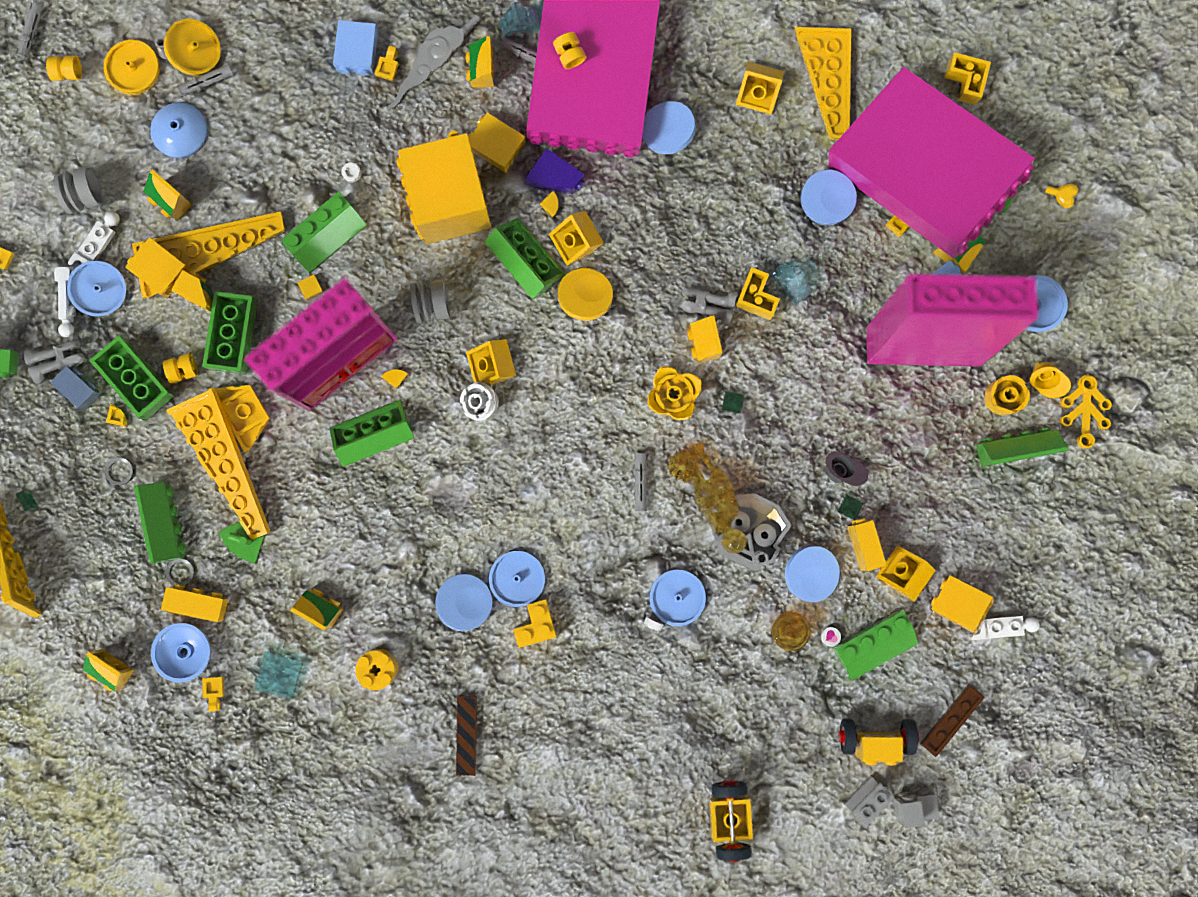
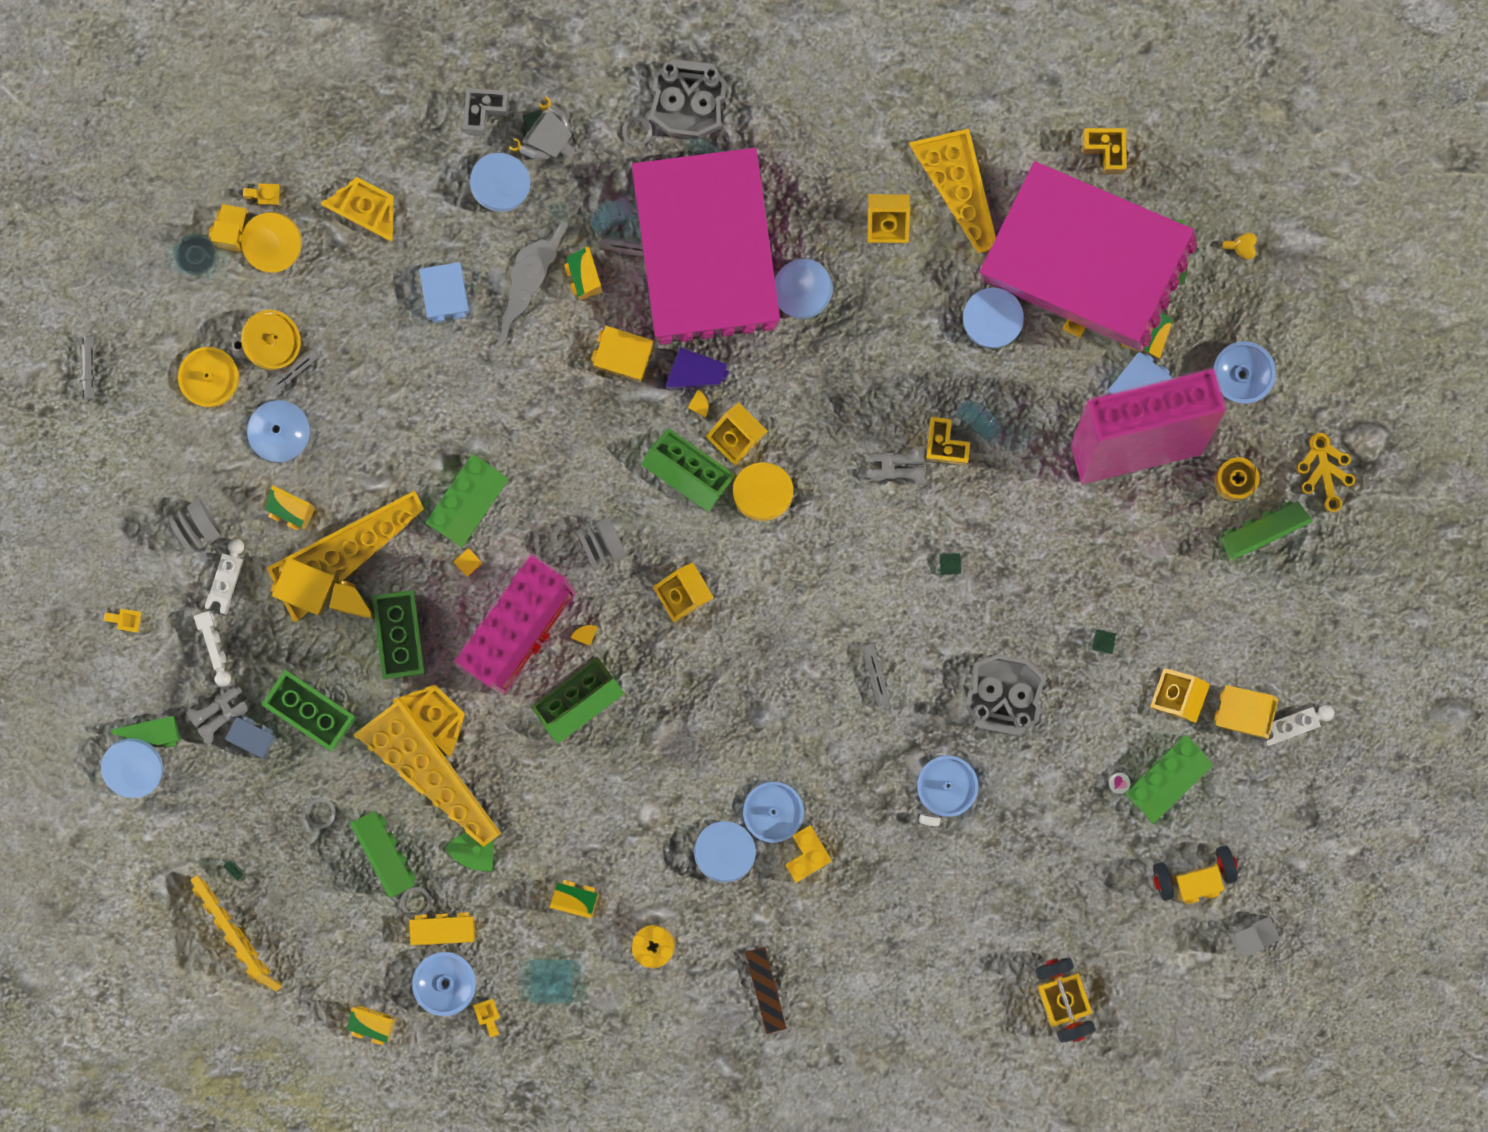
camera: 10 degrees left, 0 degrees up
(64, 68) = (137, 399): yellow wheel -> none
(96, 288) = (243, 626): light blue piece -> none
(116, 416) = (301, 756): yellow tile -> none
(174, 371) = (356, 686): yellow wheel -> none
(351, 172) = (476, 427): white tile -> none
(388, 66) = (484, 303): yellow plate -> none
(443, 188) = (586, 423): yellow piece -> none
(479, 401) = (682, 636): white cone -> none
(568, 47) = (683, 248): yellow wheel -> none
(669, 379) = (898, 560): yellow brick -> none
(685, 467) = (967, 670): clear yellow arm -> none
(704, 340) = (903, 506): yellow slope -> none
(791, 631) = (1075, 788): clear yellow cone -> none
(812, 573) = (1081, 722): light blue piece -> none
(845, 469) = (1087, 603): dark grey piece -> none
(866, 544) = (1129, 676): yellow brick -> none
(868, 801) = (1201, 941): light grey panel -> none
(952, 720) = (1269, 836): reddish brown tile -> none
(1049, 380) = (1277, 450): yellow piece -> none

